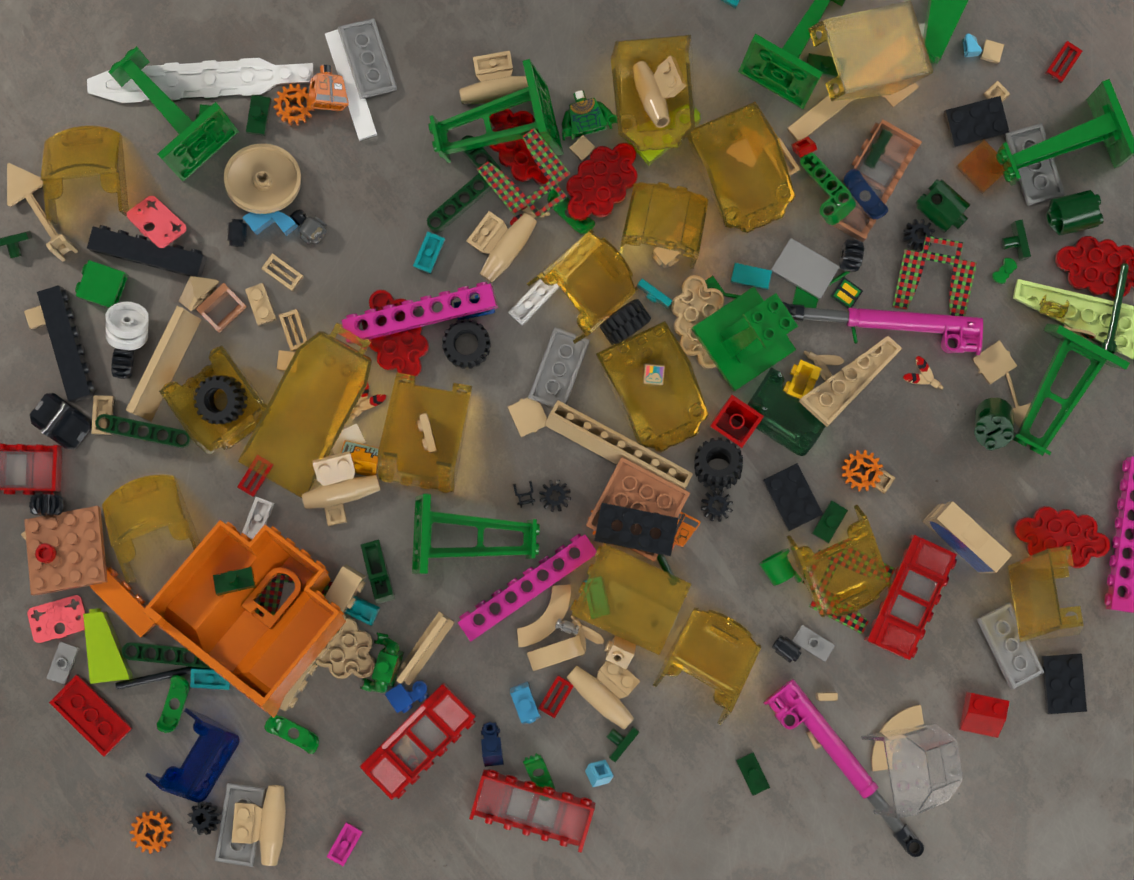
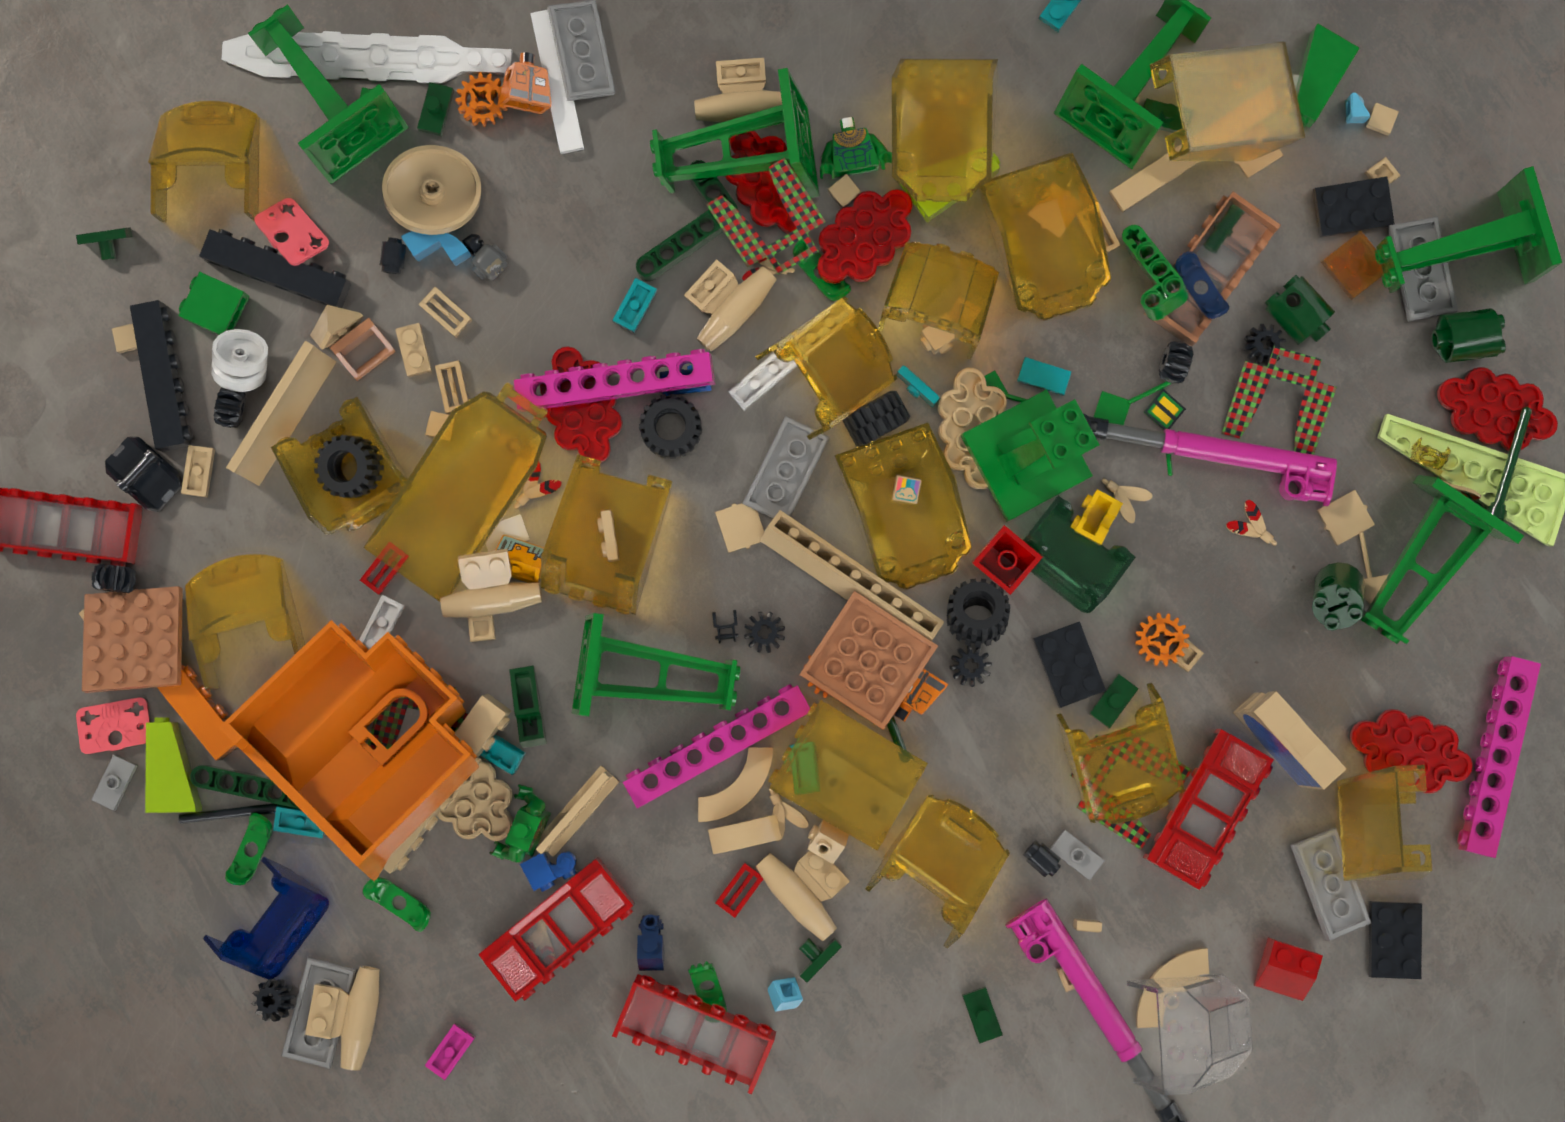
camera: 10 degrees right, 0 degrees up
(22, 185) = (124, 169): tan piece -> none
(45, 553) = (105, 640): red tile -> none
(90, 715) = (143, 853): red plate -> none
(134, 426) = (234, 496): dark green beam -> none
(148, 824) = (206, 1020): orange gear -> none
(234, 581) = (342, 700): dark green tile -> none
(525, 703) = (698, 894): dark azure torso -> none
(567, 627) = (762, 802): light grey piece -> none
(647, 521) = (878, 676): black plate -> none
(658, 87) = (947, 122): tan plate -> none
(778, 568) = (1043, 754): green hat -> none
(804, 147) = (1128, 217): red tile -> none
(805, 268) = (1114, 373): light grey tile -> none
(842, 388) = (1144, 533): tan wing -> none
(1008, 267) = (1370, 402): green piece -> none
(1018, 240) = (1392, 364): dark green tile -> none
(1055, 75) = (1460, 157): red tile -> none

